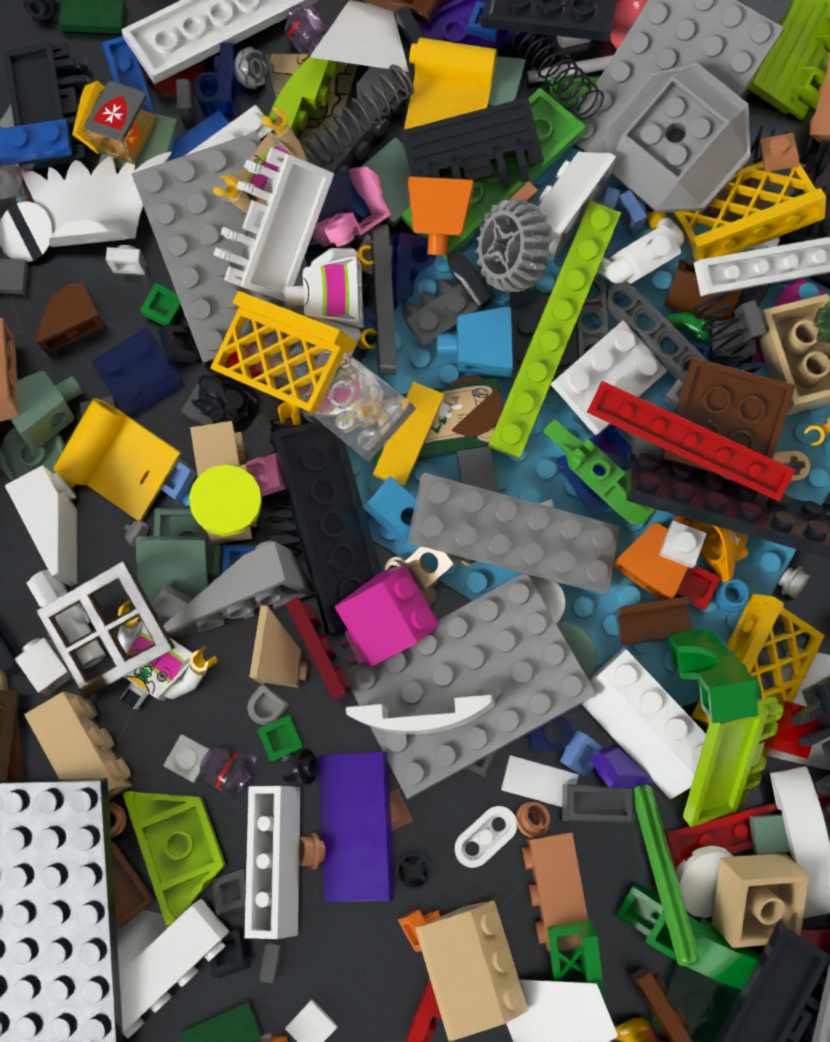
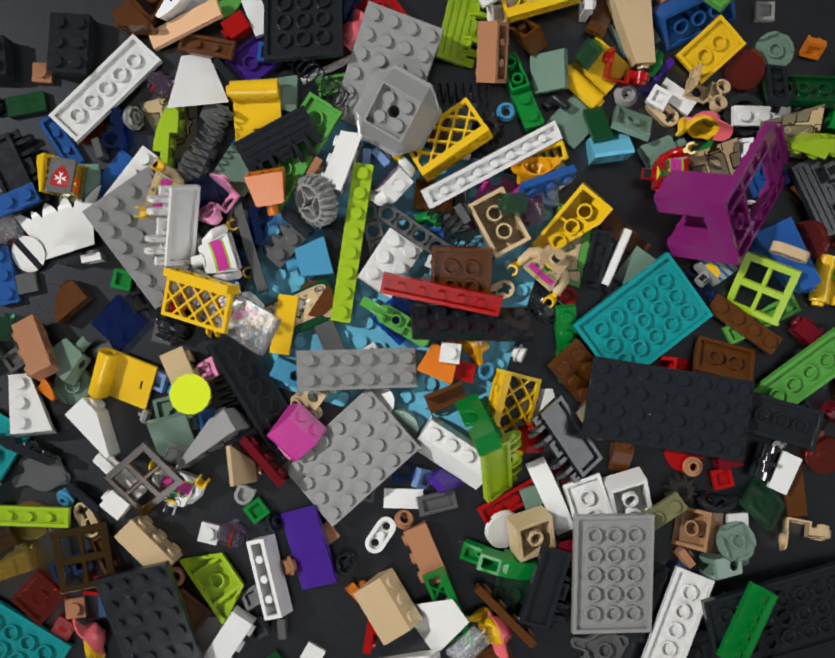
camera: 20 degrees left, 10 degrees up
(466, 710) = (307, 490): white slope -> none
(665, 876) = (478, 532): bright green axle -> none
(779, 152) = (459, 101): nougat plate -> none

